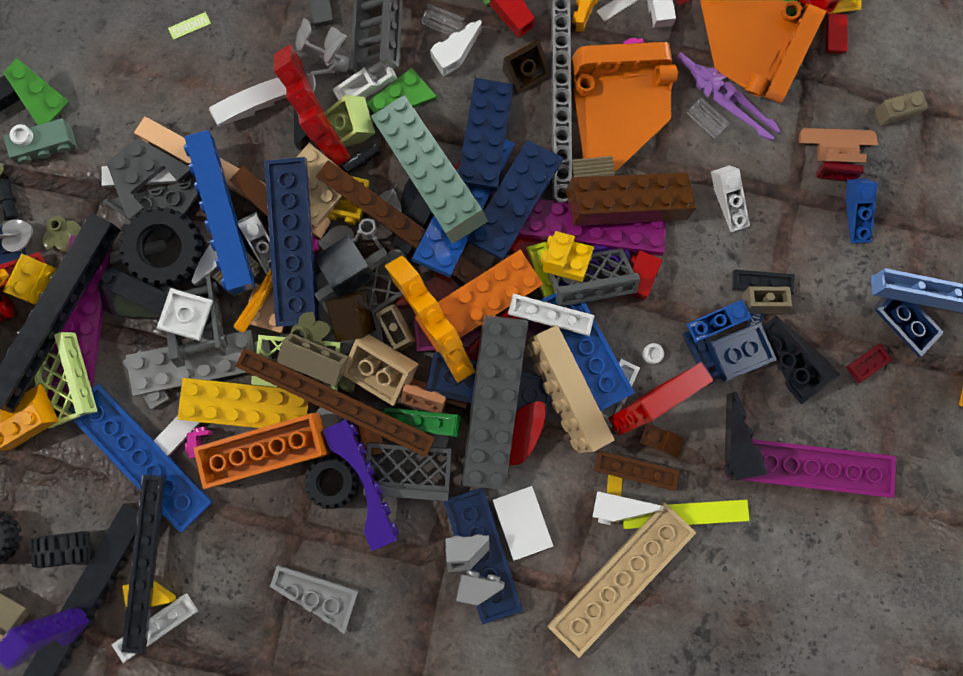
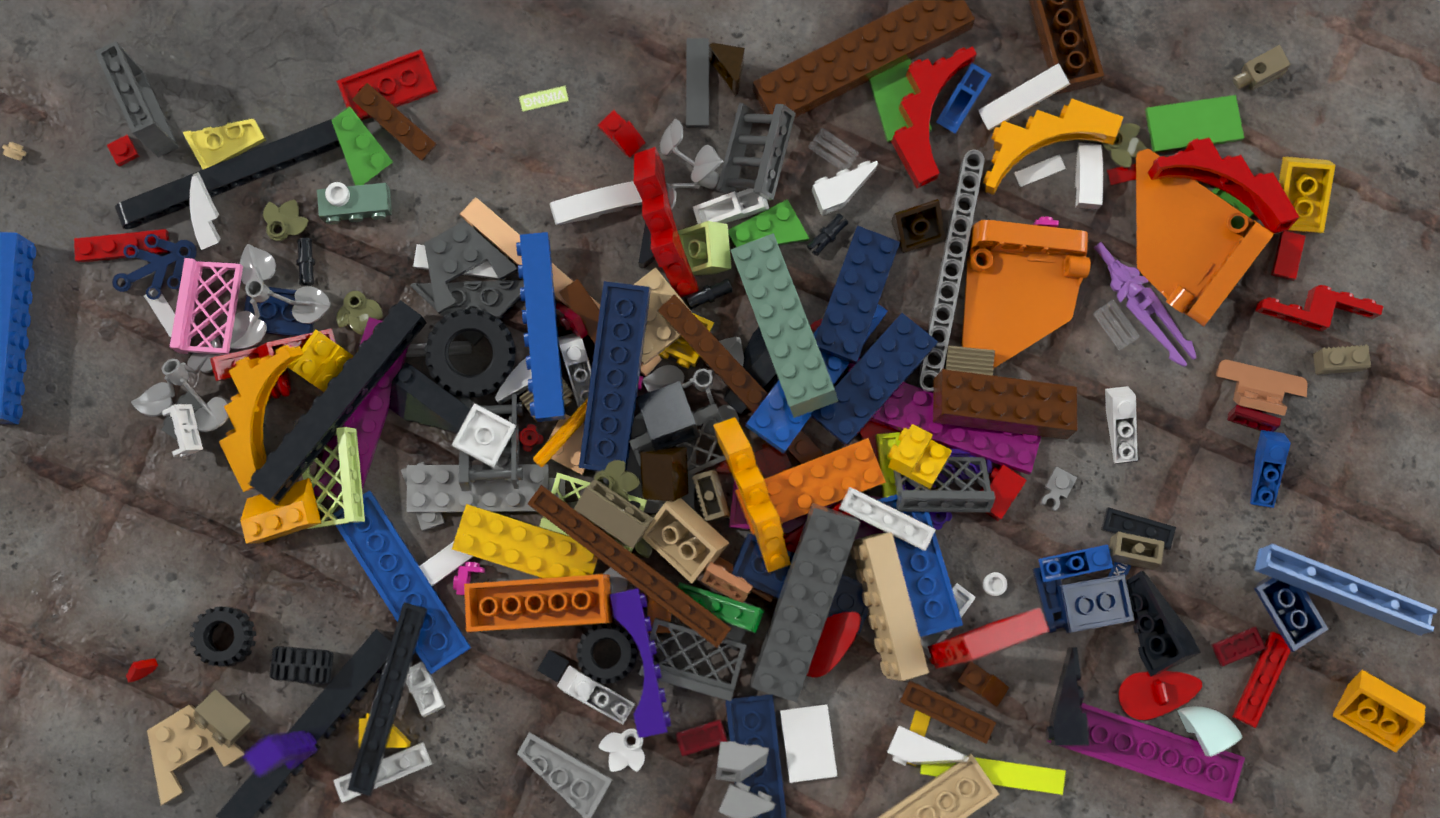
camera: 15 degrees right, 0 degrees up
(53, 39) = (396, 80): none -> red tile
(63, 67) = (394, 122): none -> reddish brown plate
(178, 547) = (424, 690): none -> white slope
(236, 310) = (536, 438): none -> red plate
(244, 202) = (570, 320): none -> dark red plate
(261, 41) = (621, 133): none -> red slope
(288, 502) = (553, 666): none -> black tile
(329, 520) = (595, 695): none -> white slope
(362, 565) = (621, 752): none -> white plate
(428, 538) = (701, 737): none -> dark red plate
(451, 90) = (827, 234): none -> black pin
(599, 304) = (938, 522): none -> dark purple plate
(689, 259) = (1059, 485): none -> light grey plate
(807, 420) = (1154, 696): none -> red shield
(864, 437) = (1211, 728): none -> light aqua brick
(872, 70) = (1319, 308): none -> red bracket
(895, 387) = (1262, 680): none -> red tile

